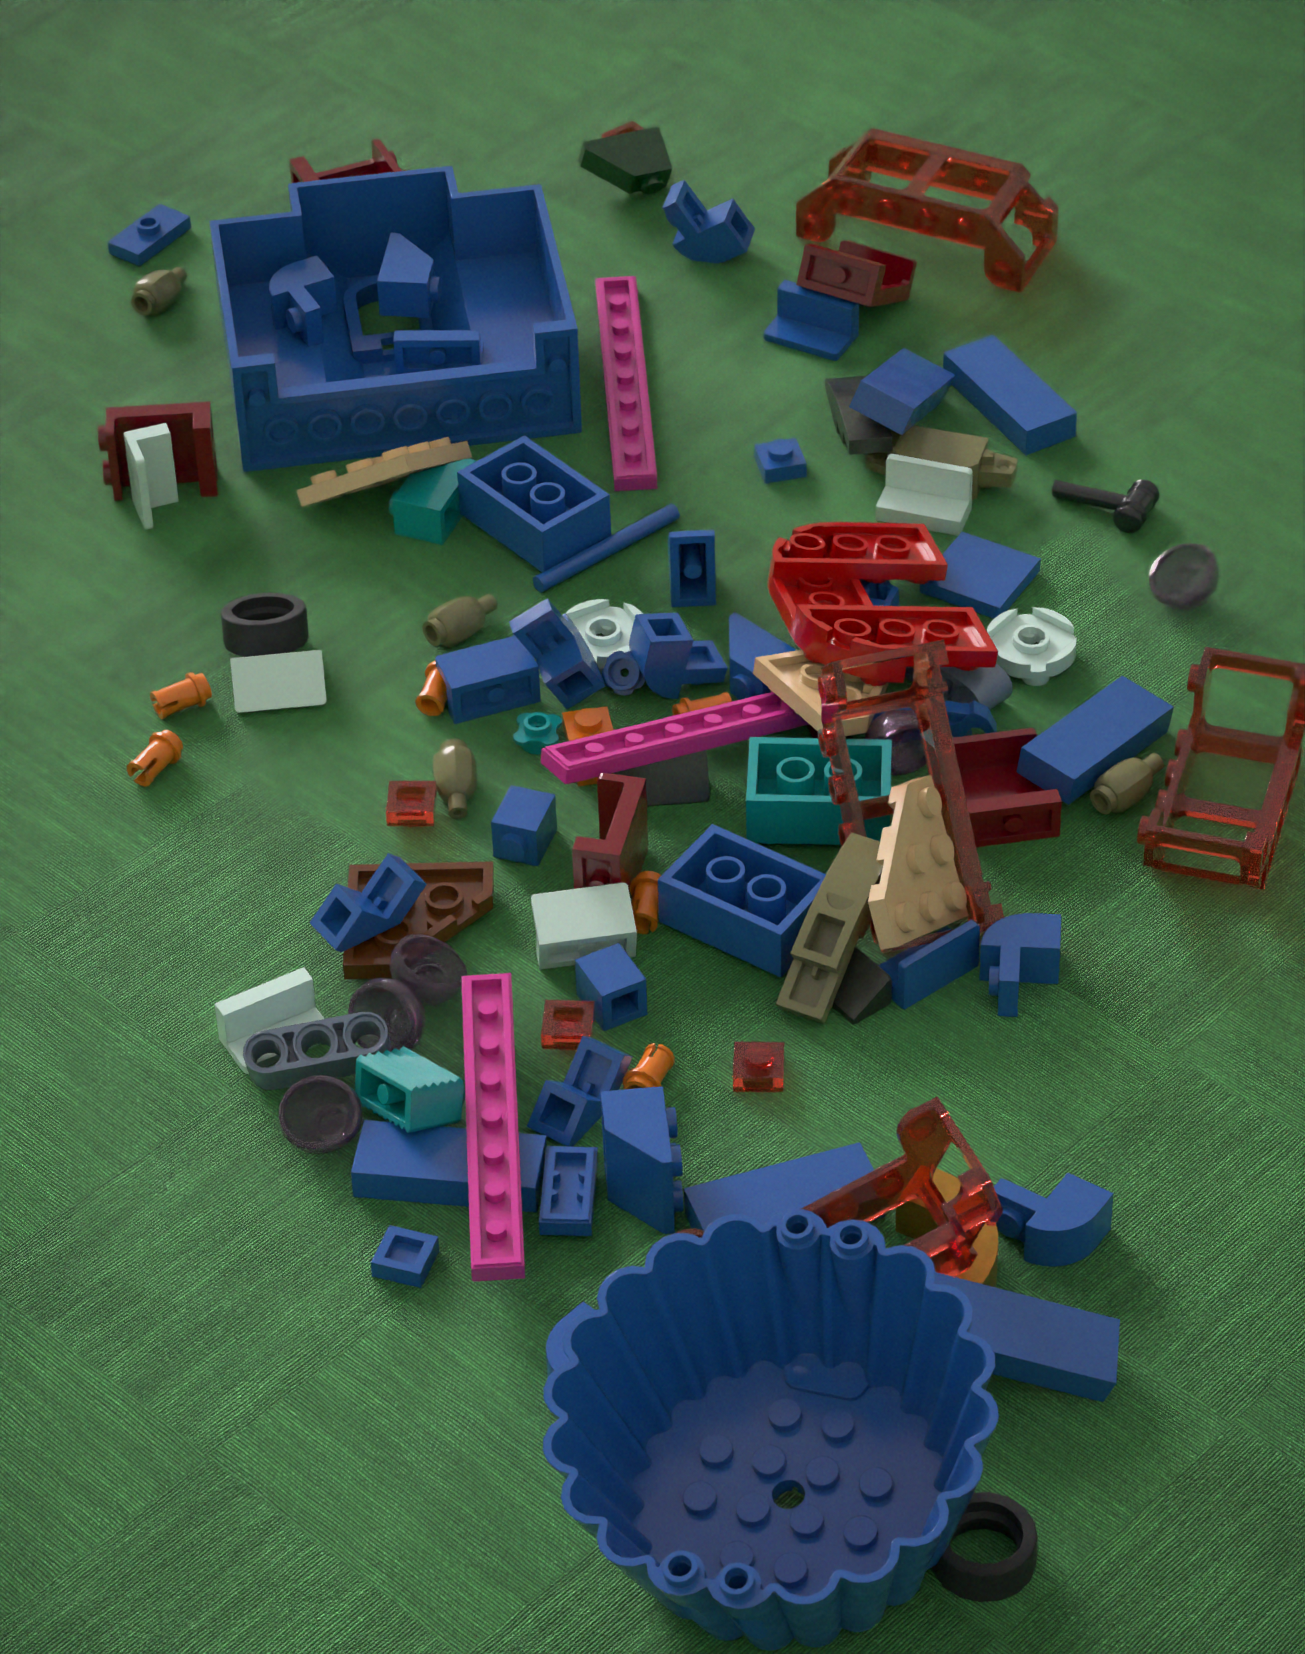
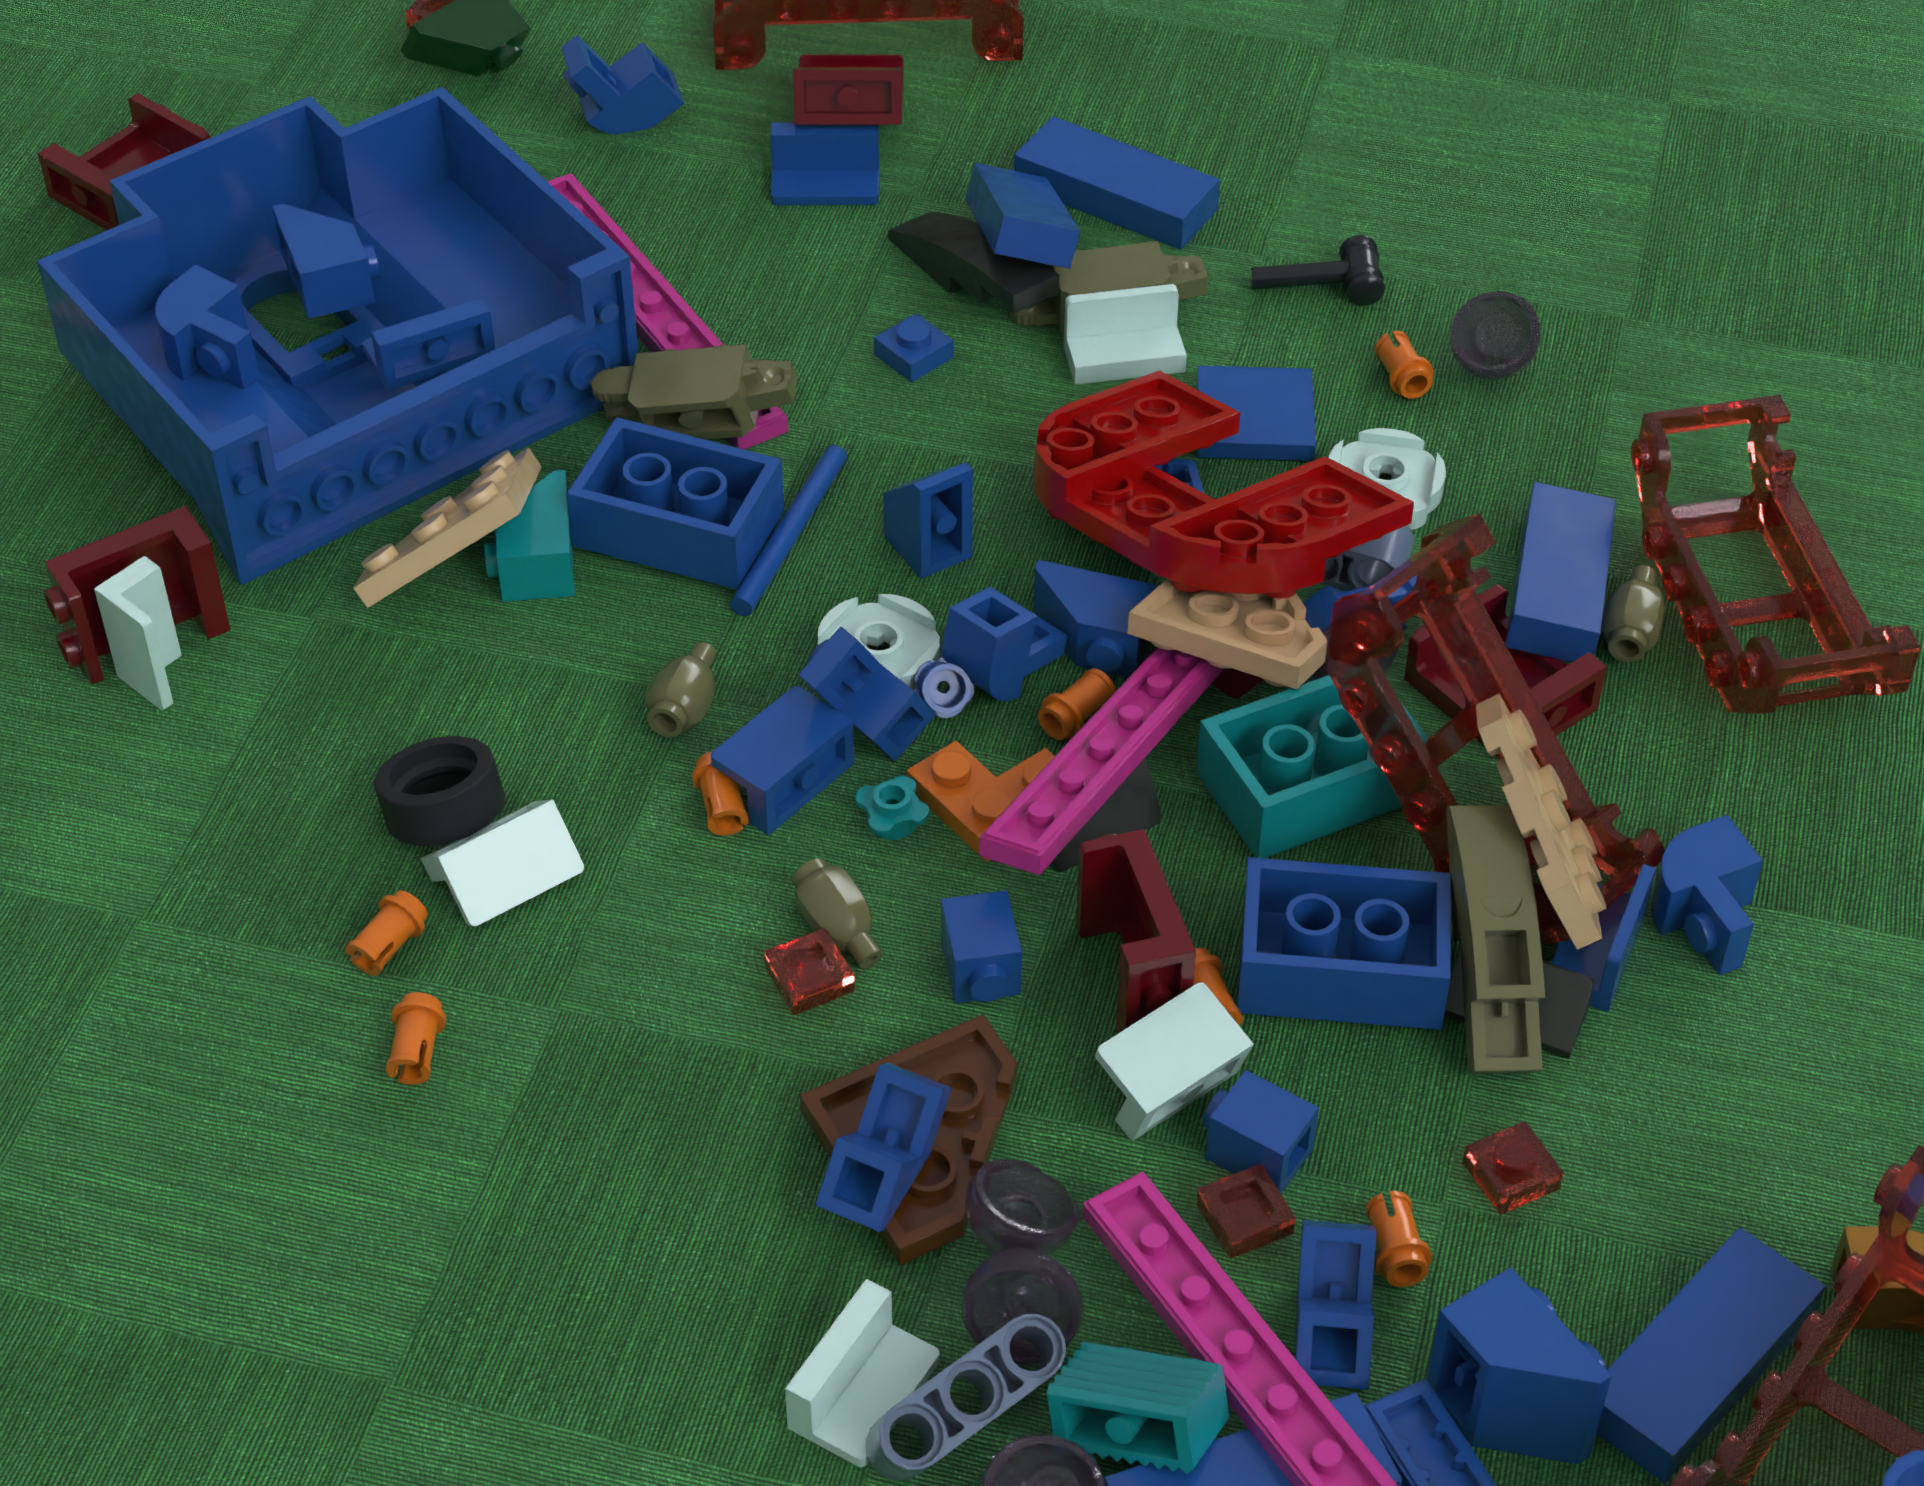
camera: 30 degrees left, 5 degrees up
(599, 439) = (696, 390): none -> olive hinge
(1108, 582) = (1408, 373): none -> orange pin

